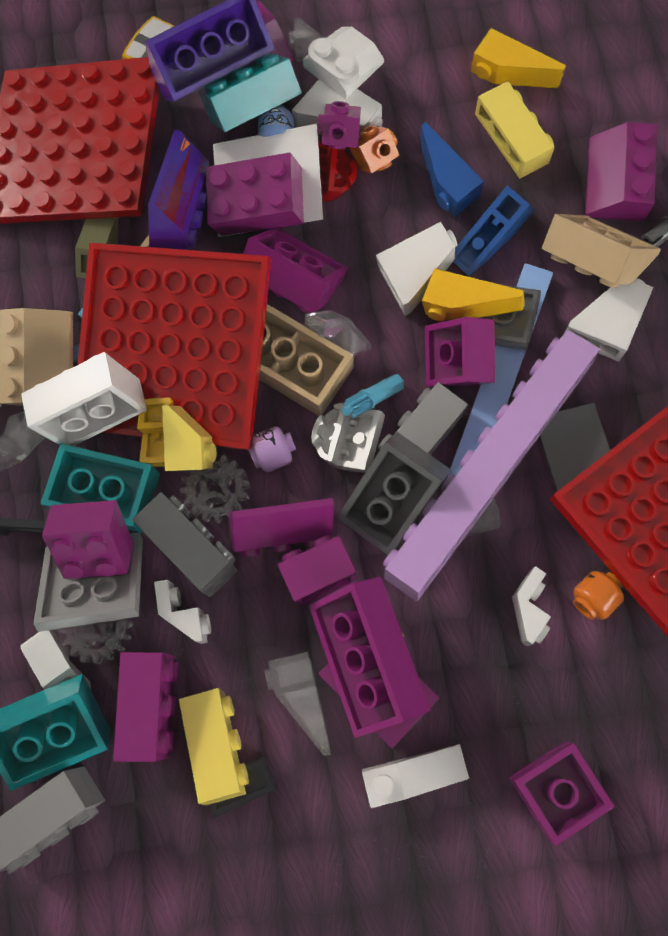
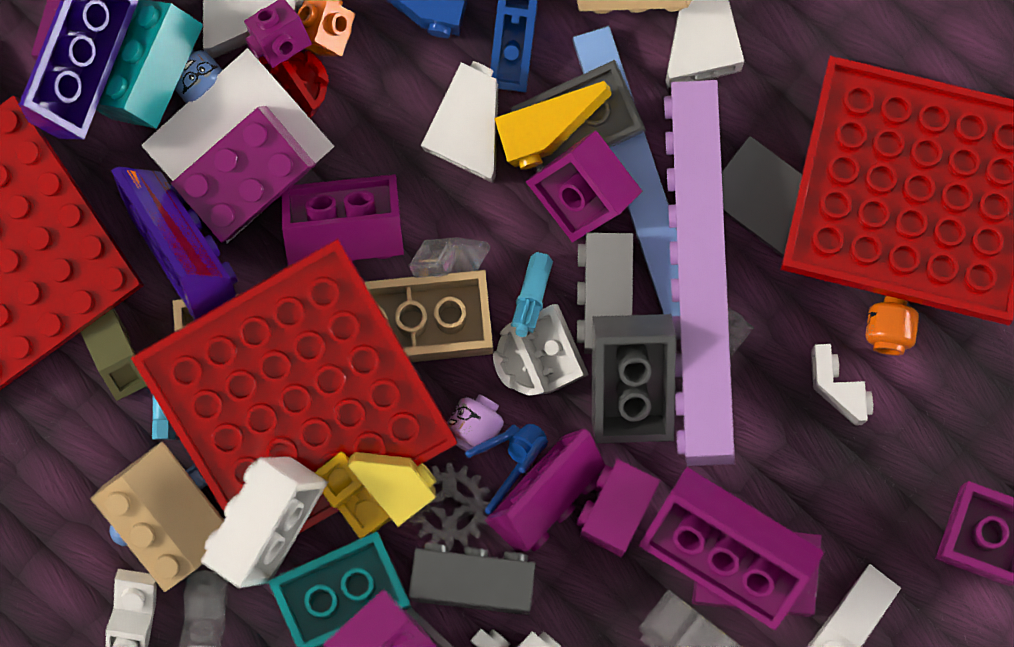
camera: 45 degrees left, 5 degrees up
(290, 488) = (523, 448): none -> blue plant

